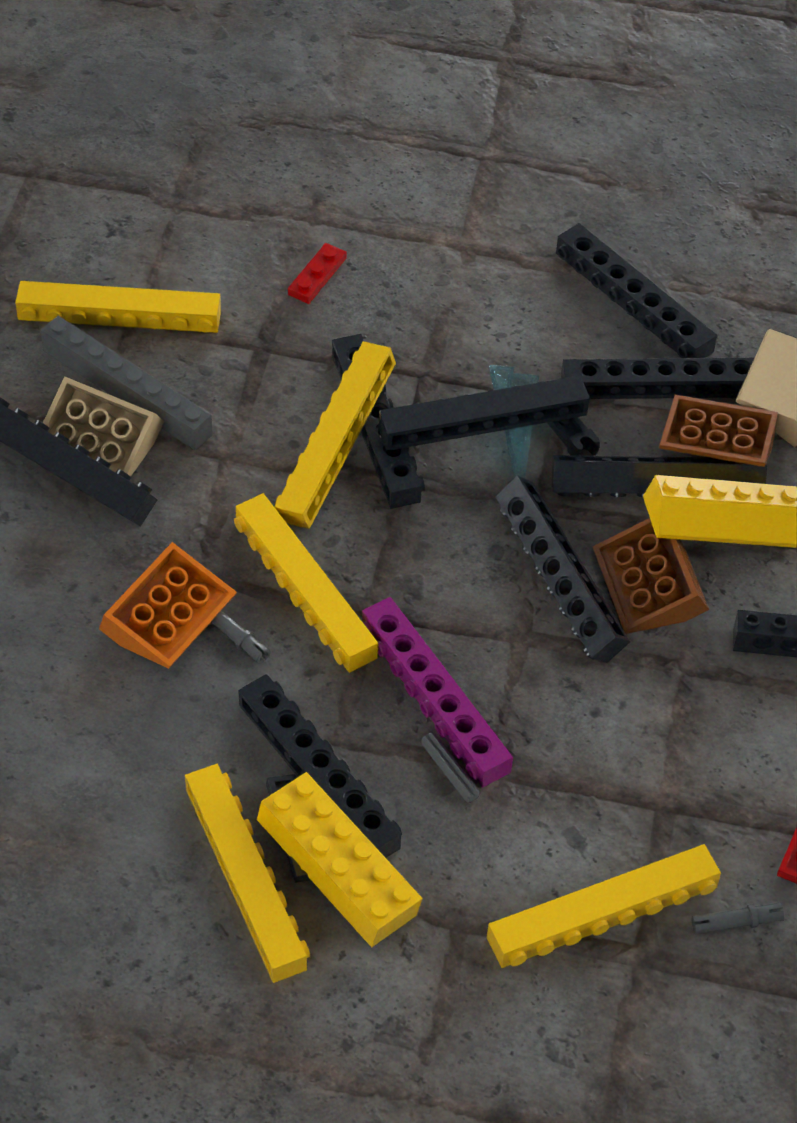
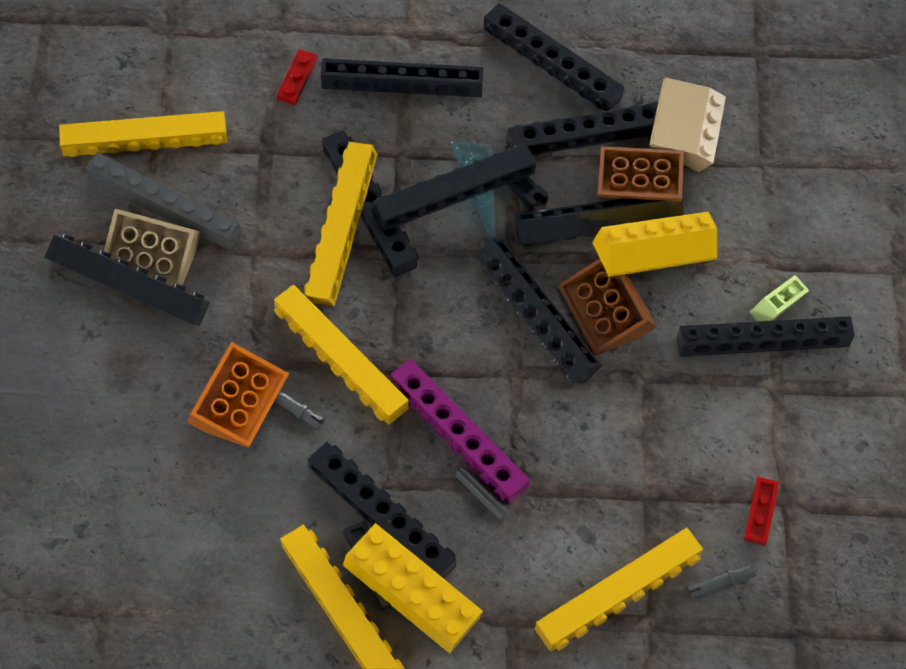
camera: 10 degrees left, 10 degrees up
(444, 288) = (401, 77): none -> black brick

